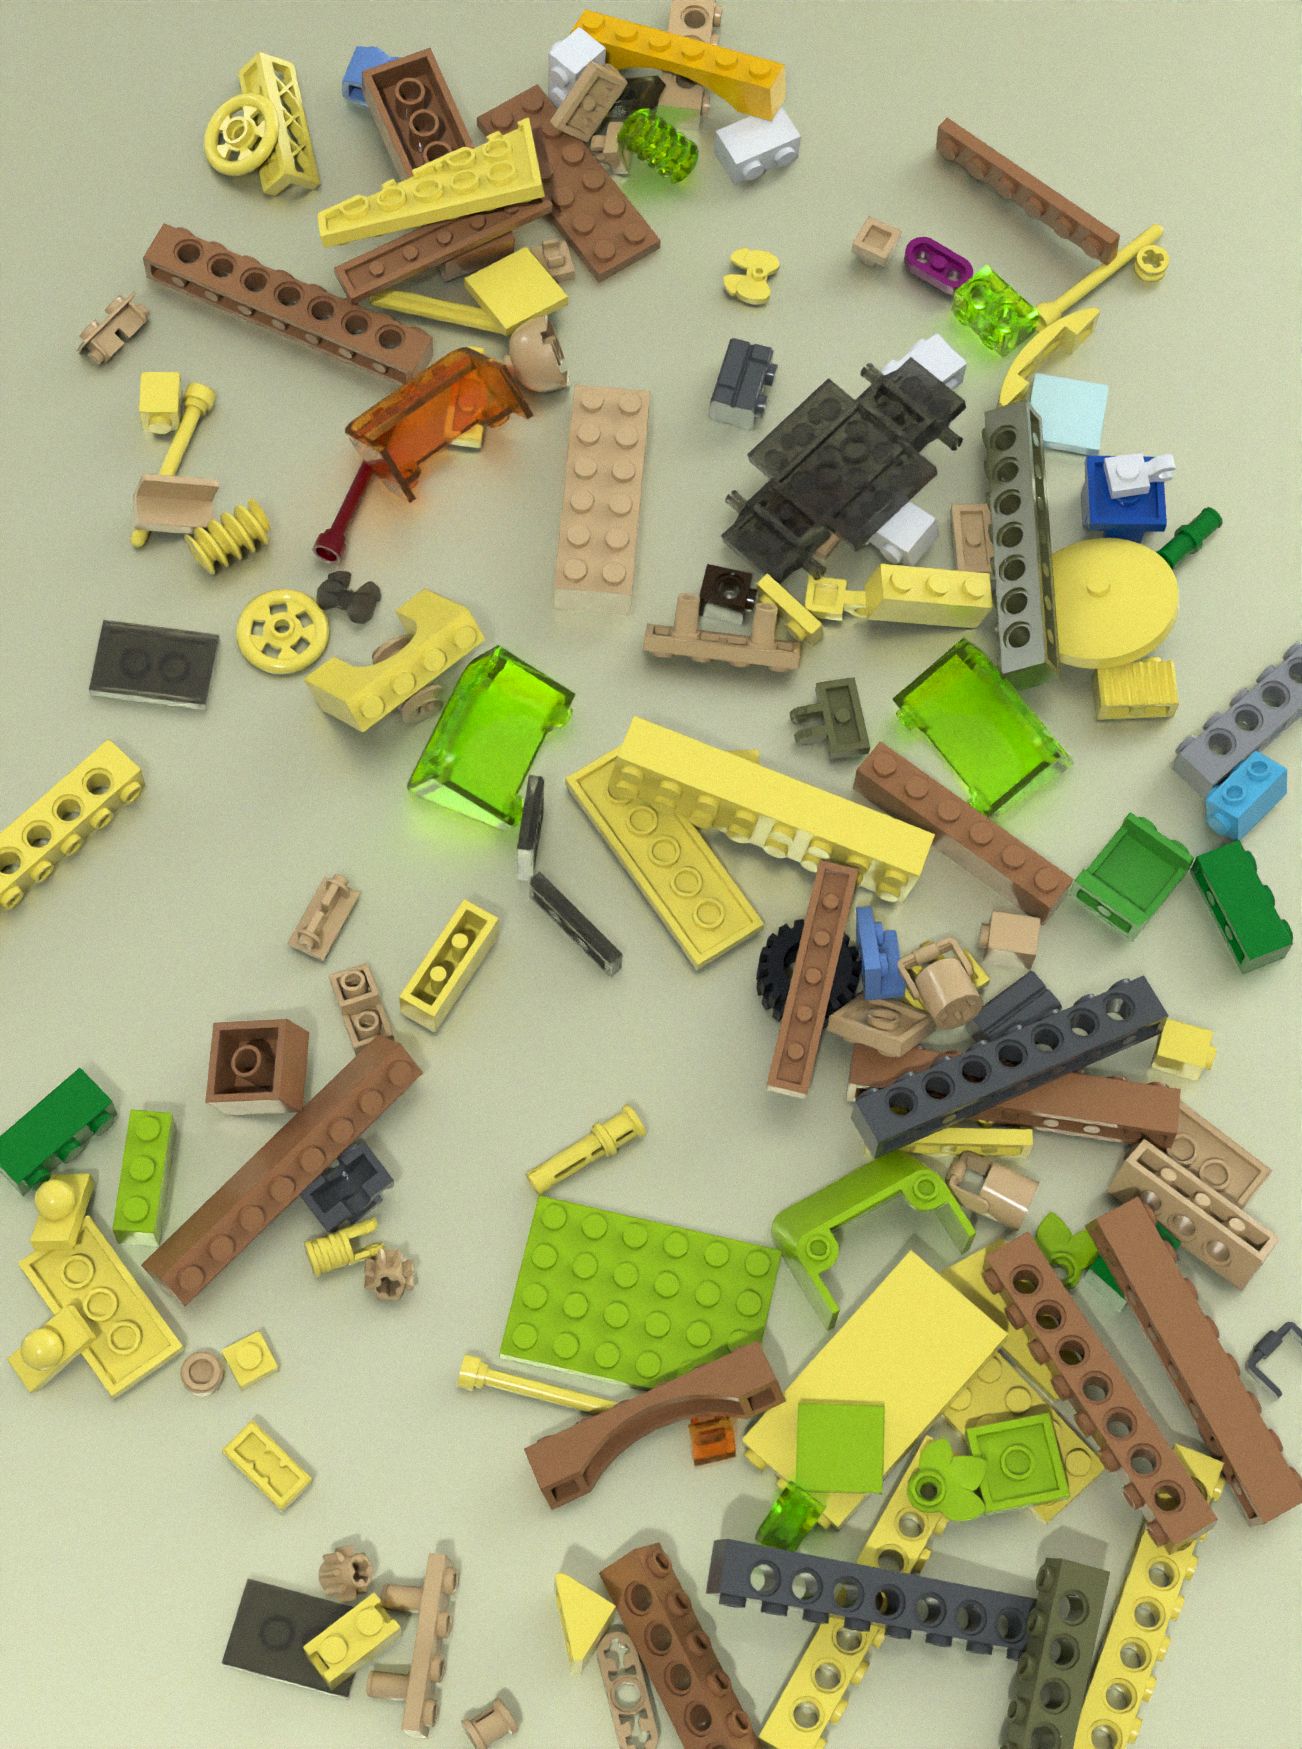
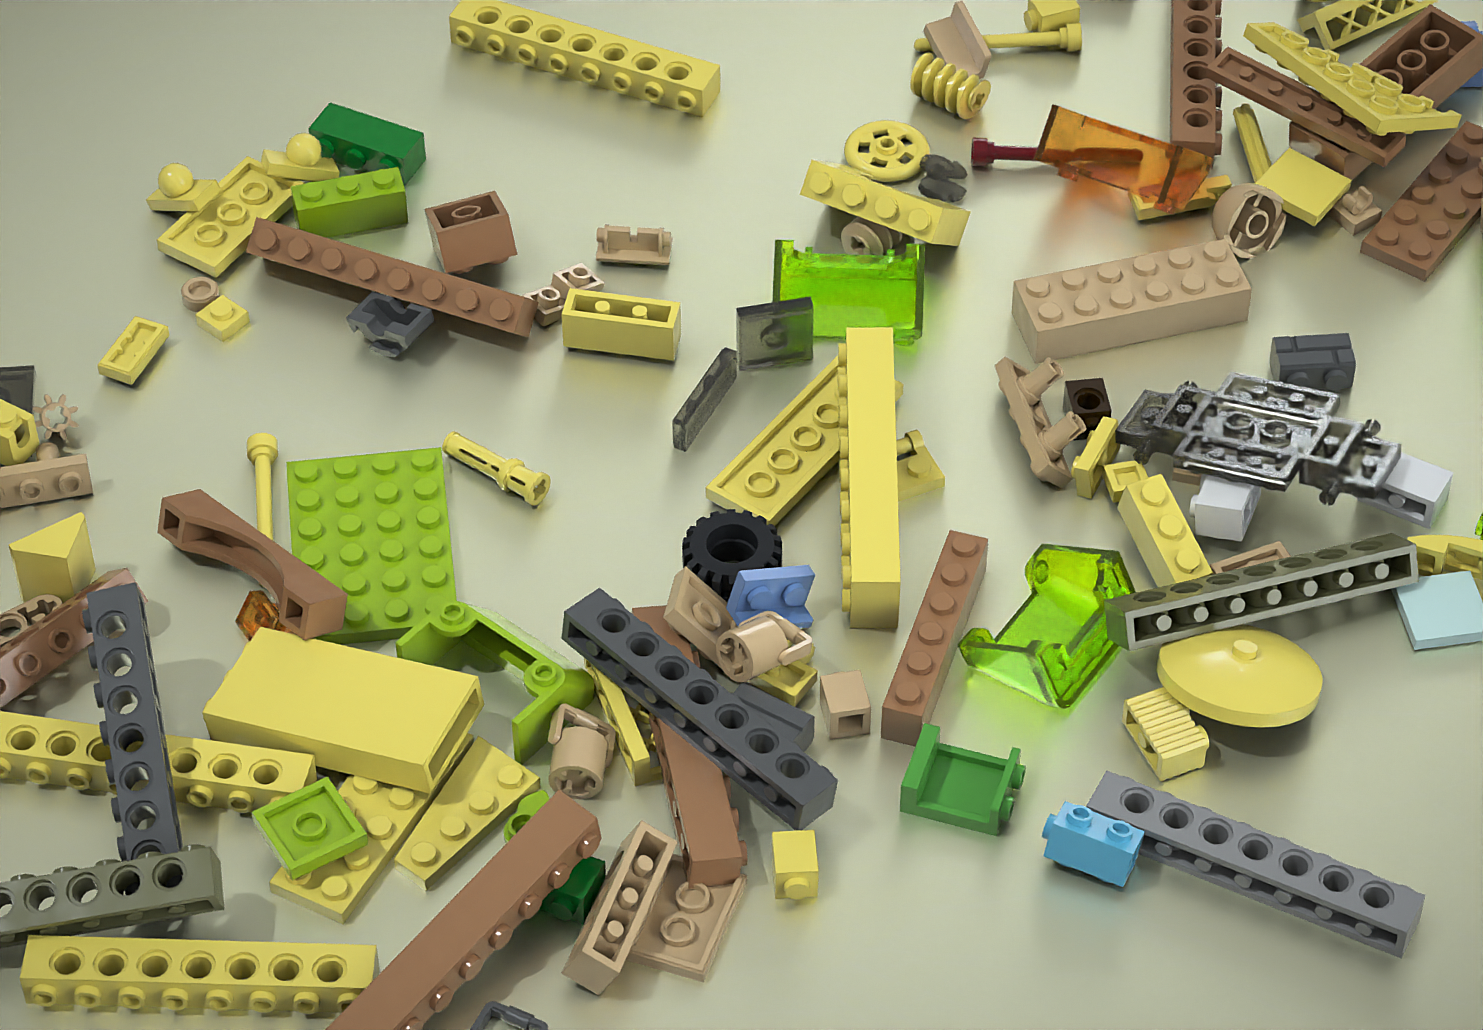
camera: 75 degrees right, 20 degrees down
(154, 665) = (812, 87): clear smoke tile -> none
(335, 1249) = (338, 337): light yellow hinge -> none
(389, 1274) = (326, 370): tan gear -> none
(753, 286) = (1424, 349): light yellow piece -> none
(790, 1520) = (194, 683): clear neon green slope -> none
(812, 980) = (713, 538): medium nougat plate -> none
(840, 1448) = (271, 684): lime tile -> none
(841, 719) = (1010, 522): olive hinge -> none
(953, 1478) = (267, 771): lime plate -> none
(1024, 1261) = (396, 864): medium nougat brick -> none
(1124, 516) = (1368, 663): blue panel -> none
(1132, 476) = (1386, 644): white plate -> none
(1190, 537) = (1361, 735): green pin -> none
(1242, 906) = (973, 875): green brick -> none

